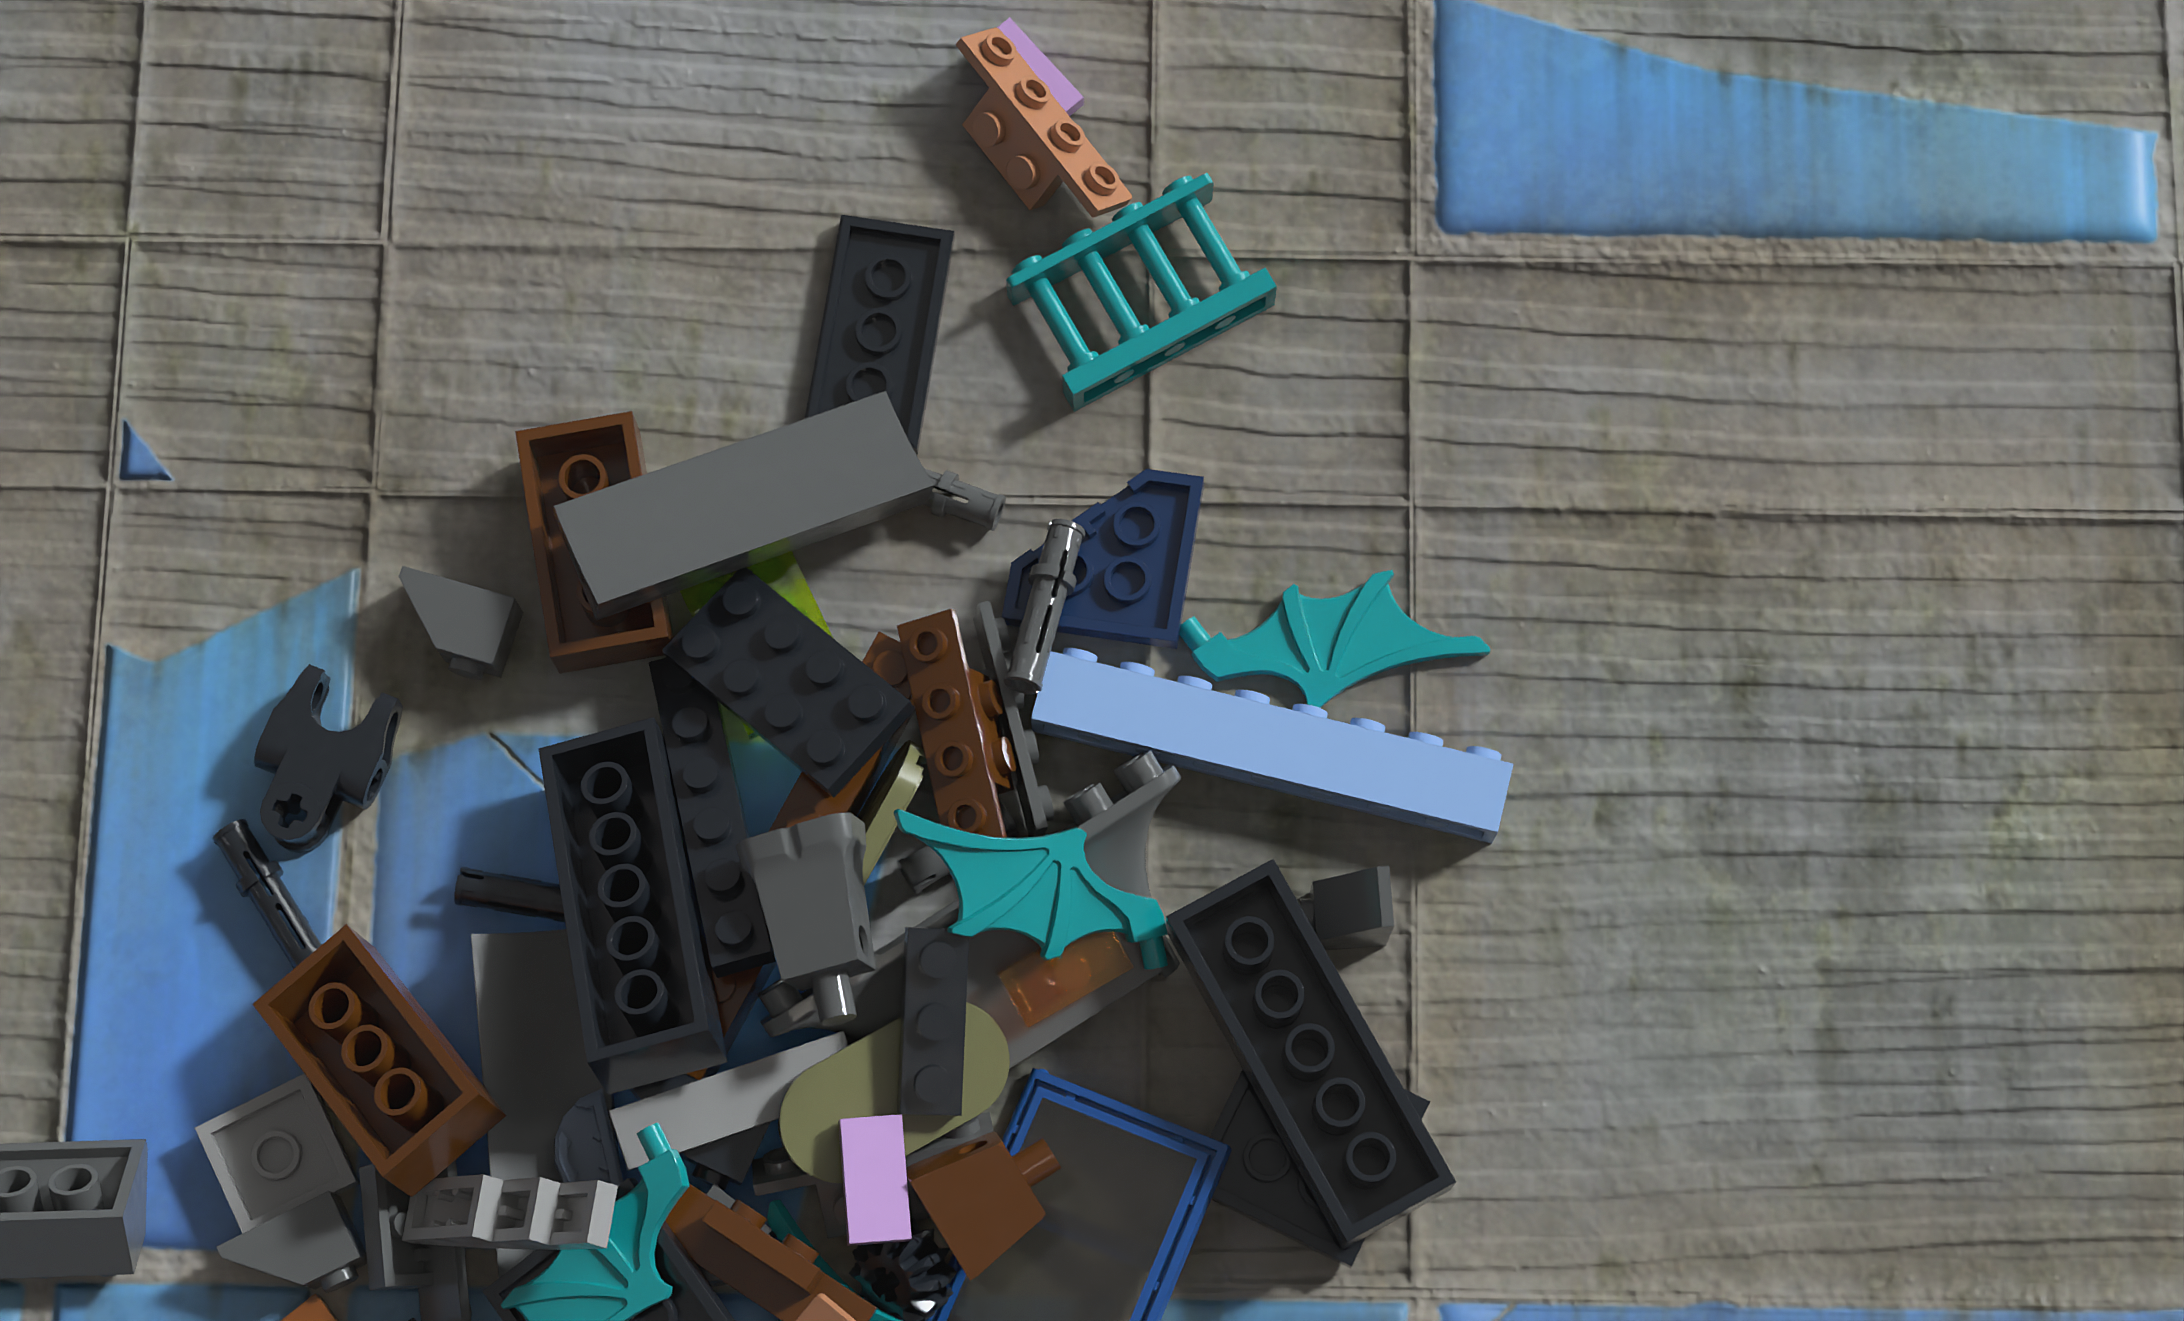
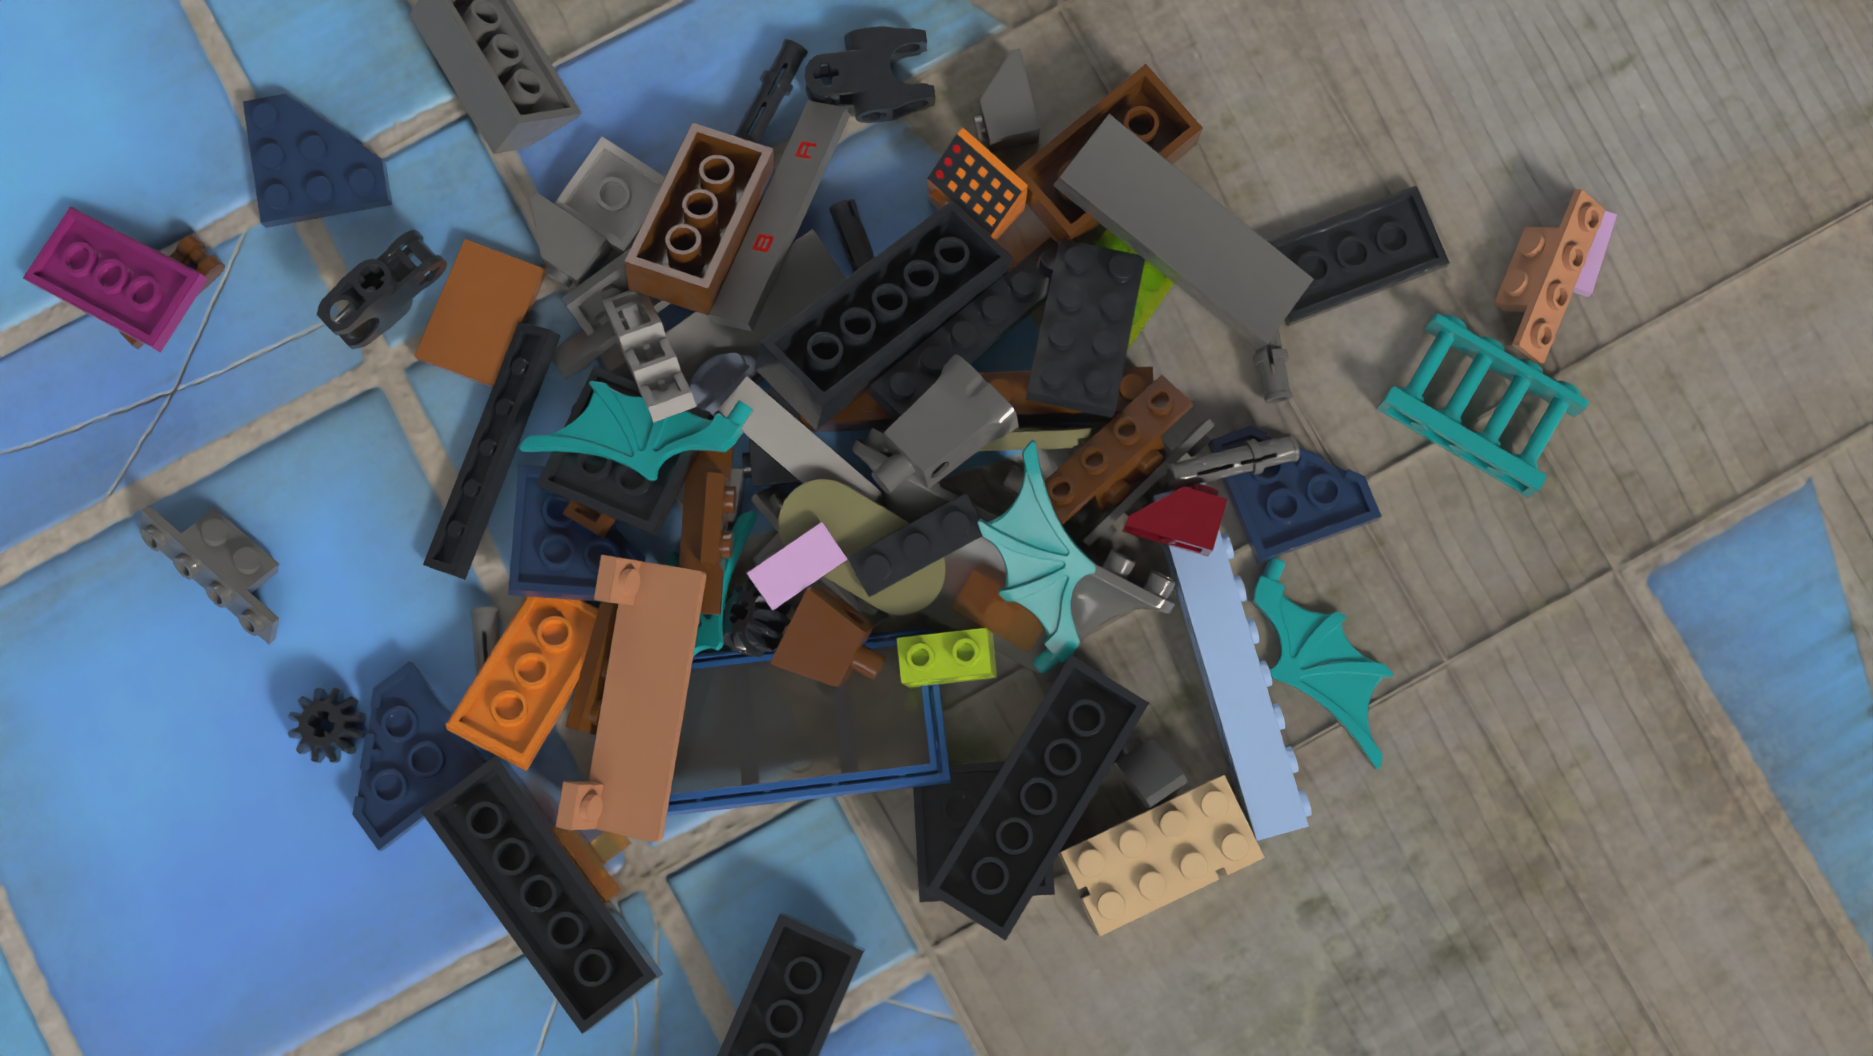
camera: 60 degrees right, 5 degrees up
(431, 965) = (779, 216): none -> dark grey tile
(536, 709) = (977, 185): none -> slope
(1081, 699) = (1181, 519): none -> dark red slope
(1084, 1066) = (947, 657): none -> lime brick
(1452, 952) = (1161, 855): none -> tan piece

